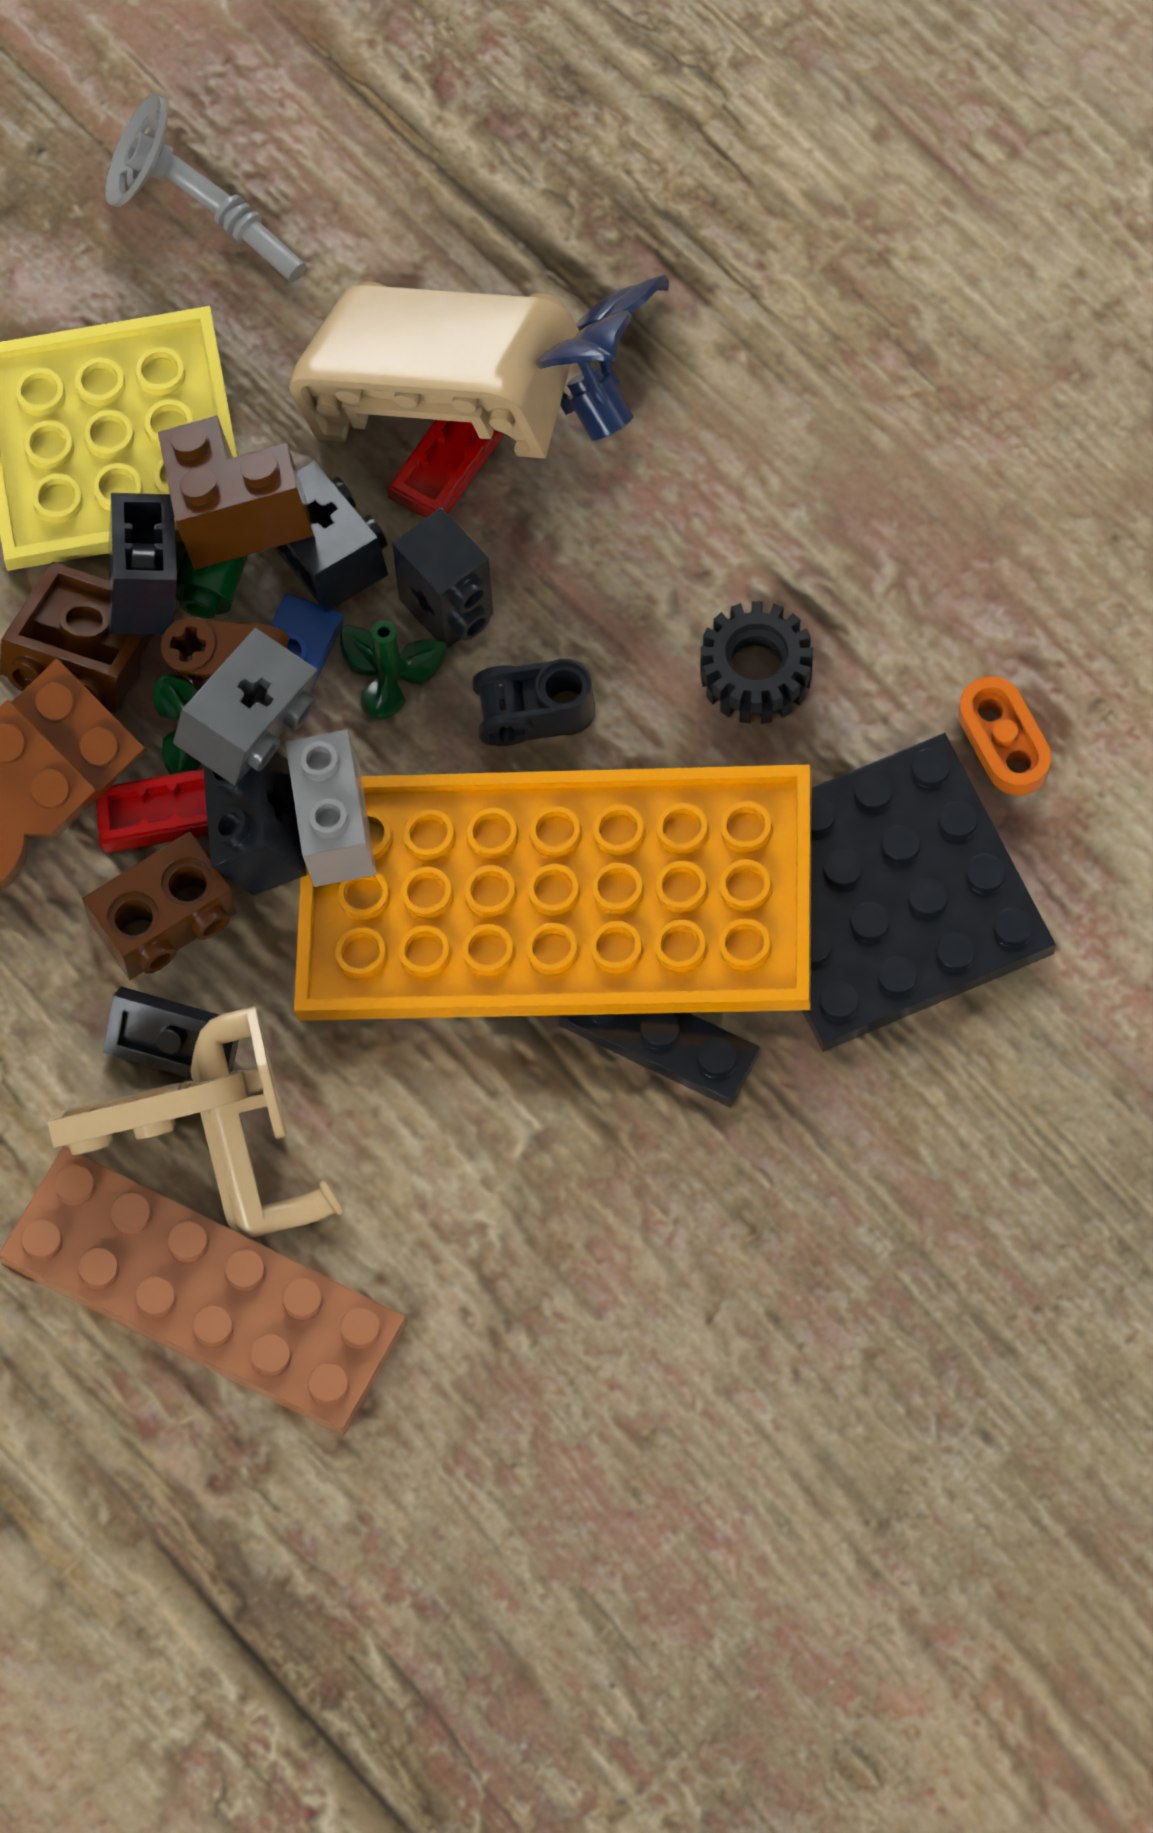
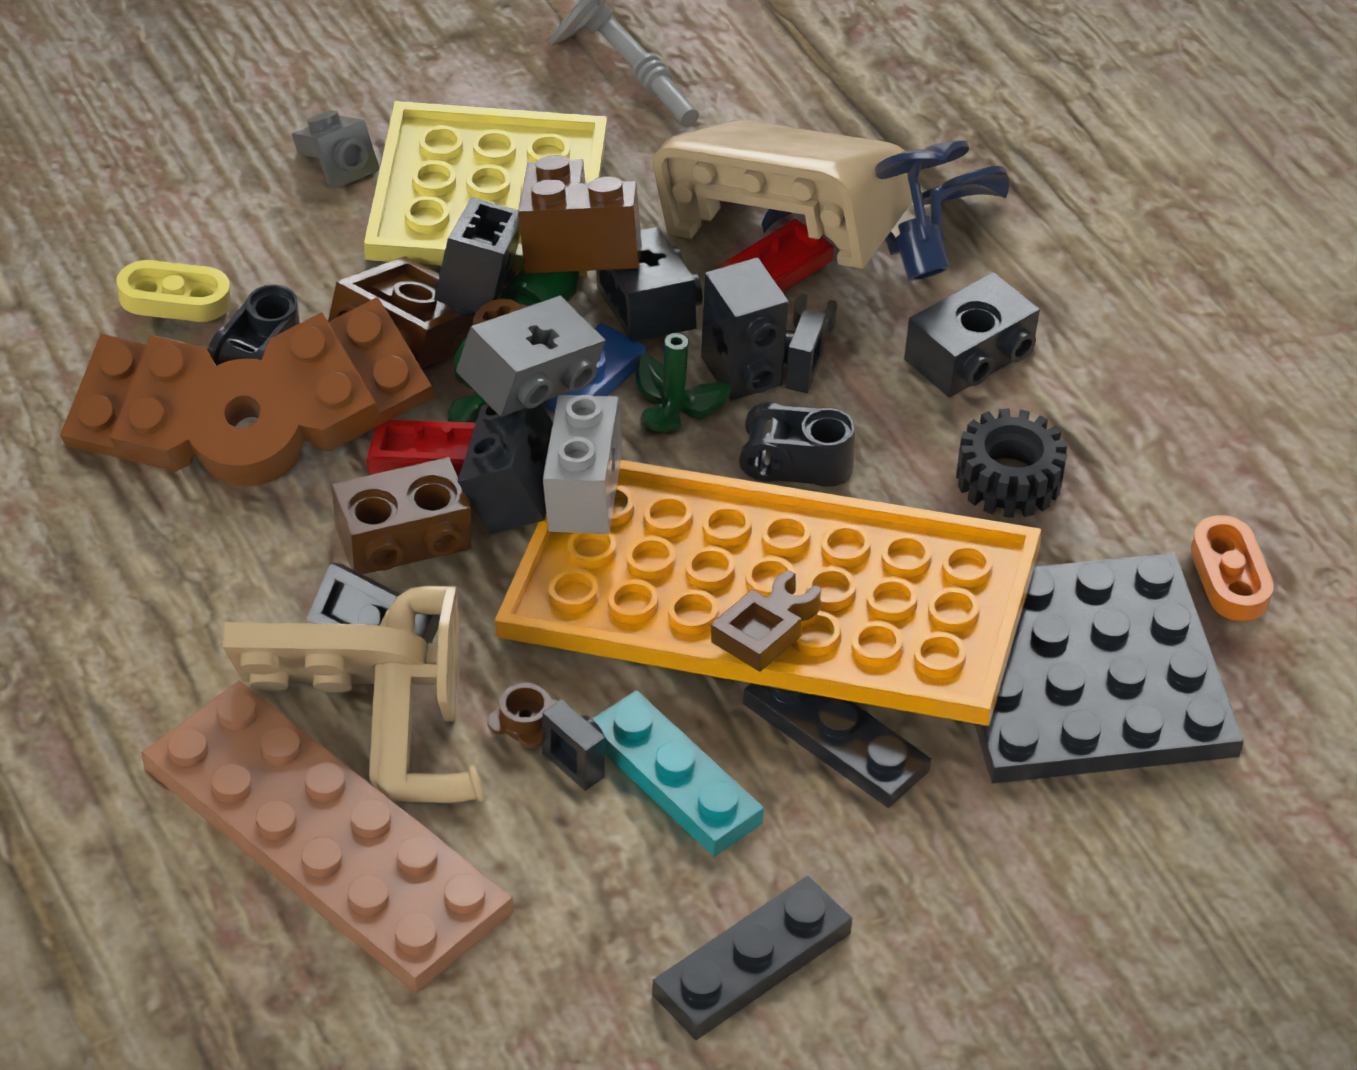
camera: 10 degrees right, 20 degrees down
(354, 1088) = (521, 713): none -> reddish brown plate
(414, 1130) = (574, 744): none -> black plate
(508, 568) = (805, 344): none -> black plate
(517, 1129) = (678, 774): none -> teal plate
(567, 963) = (763, 627): none -> plate
(645, 1313) = (751, 957): none -> black plate
(684, 473) = (971, 334): none -> black brick

